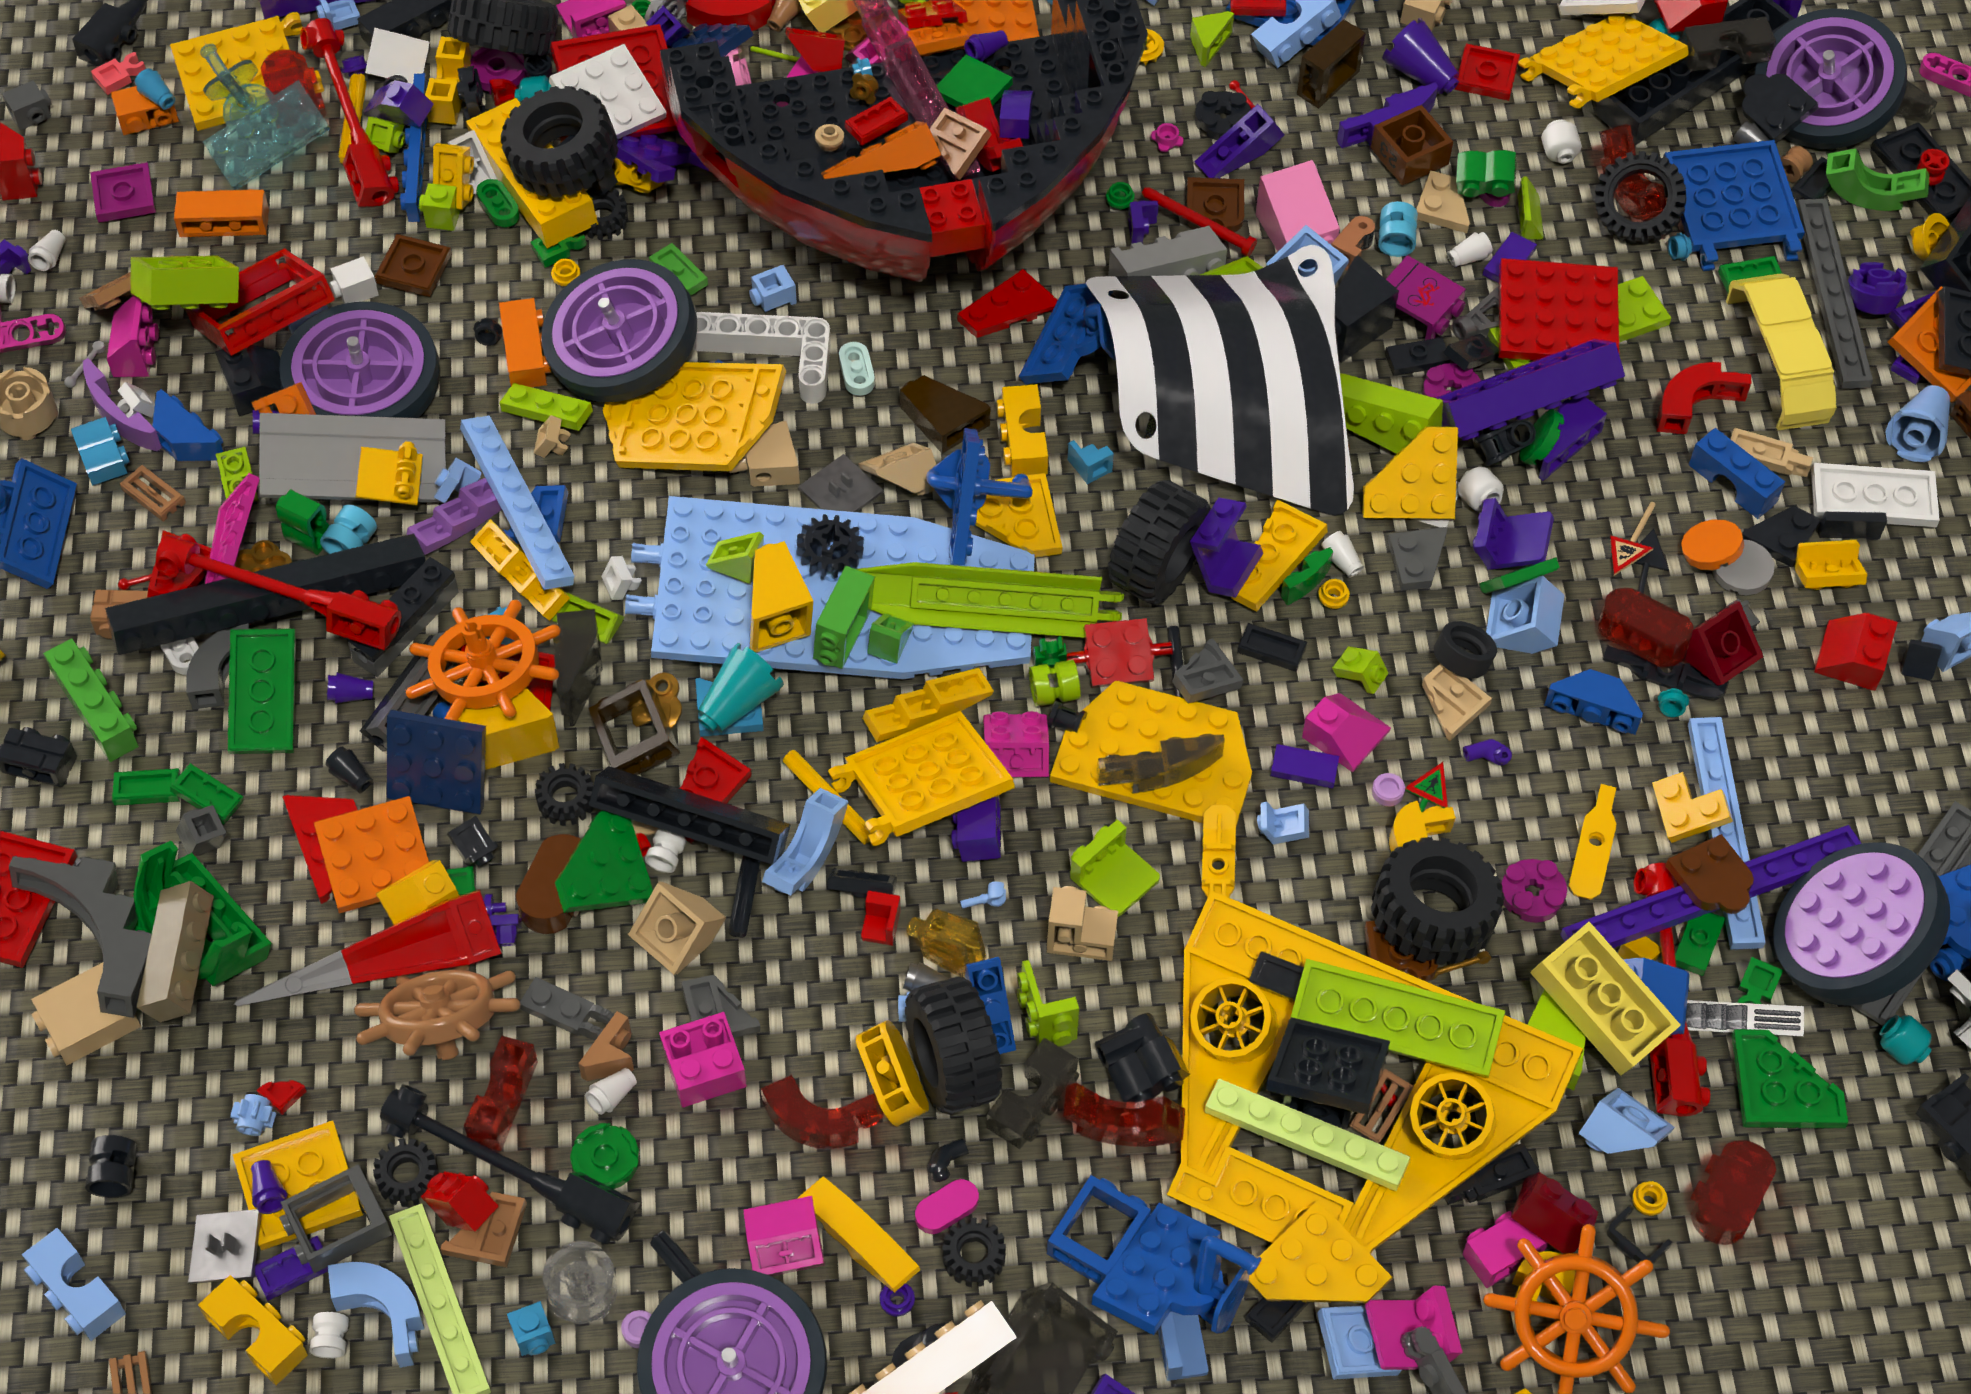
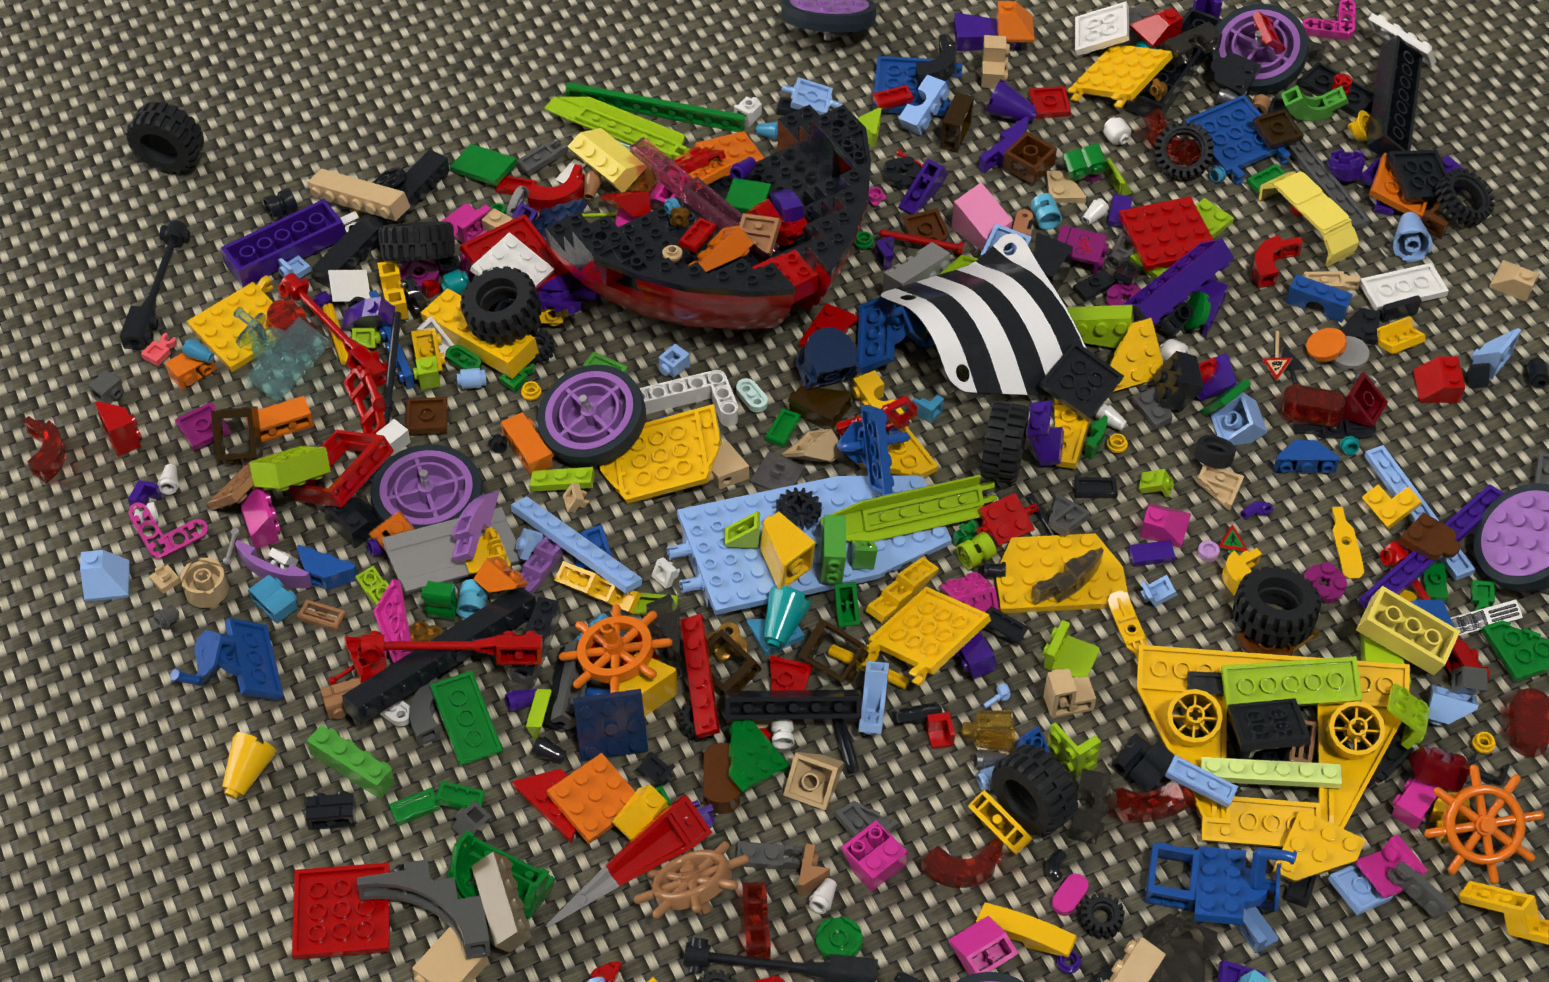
camera: 20 degrees left, 5 degrees down
(173, 216) = (254, 433): none -> dark brown window
(343, 224) = (357, 394): none -> red bar
(357, 713) = (538, 711): none -> lime slope
(370, 232) = (389, 403): none -> black bar
(387, 512) = (498, 576): none -> orange slope
(391, 424) = (471, 523): none -> medium lavender slope
(495, 232) = (471, 378): none -> light blue brick
(586, 735) = (700, 676): none -> red plate
(664, 135) = (561, 282): none -> dark purple slope
(764, 740) = (816, 639): none -> dark brown window
(839, 700) = (846, 604): none -> green slope
(878, 427) = (783, 428): none -> green tile
(973, 348) = (827, 358): none -> dark blue animal
(1017, 453) = (896, 420): none -> red bar
(1042, 801) = (1006, 626): none -> black plate
(1196, 1112) = (1201, 781): none -> light blue tile
(1316, 488) = (1081, 381): none -> black plate
(1459, 531) = (1178, 381): none -> black brick
(1514, 527) = (1208, 369): none -> red tile
(1548, 1116) = (1411, 712): none -> lime bracket
(1642, 97) = (1158, 89): none -> pearl gold plate
(1669, 1101) = (1469, 680): none -> dark grey panel
(1797, 205) = (1277, 129): none -> dark brown plate
(1844, 56) = (1268, 32): none -> red plate

